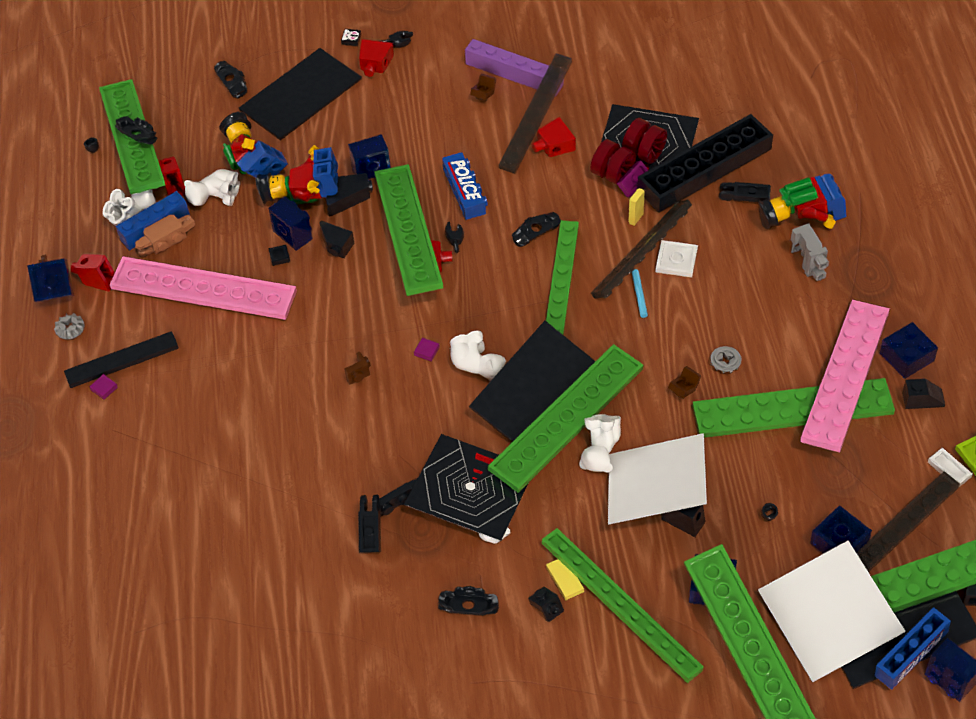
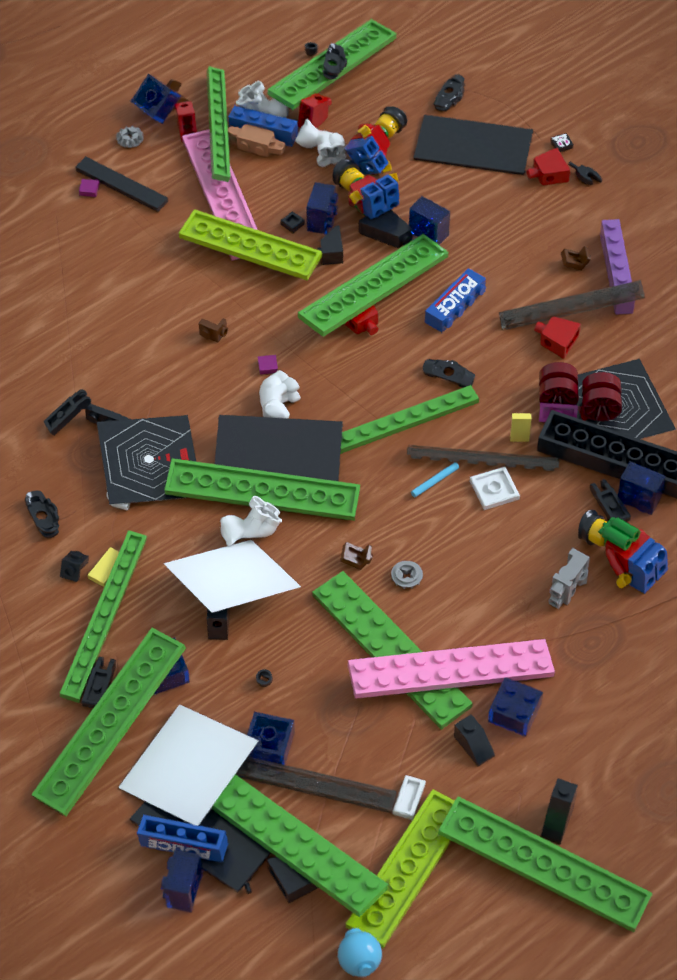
camera: 55 degrees right, 0 degrees up
(124, 249) = (218, 124): none -> bright green plate
(287, 293) = (250, 244): none -> lime plate
(454, 237) = (398, 323): black hand -> none
(695, 643) = (98, 682): none -> black hinge
(752, 162) = (641, 488): none -> clear blue brick

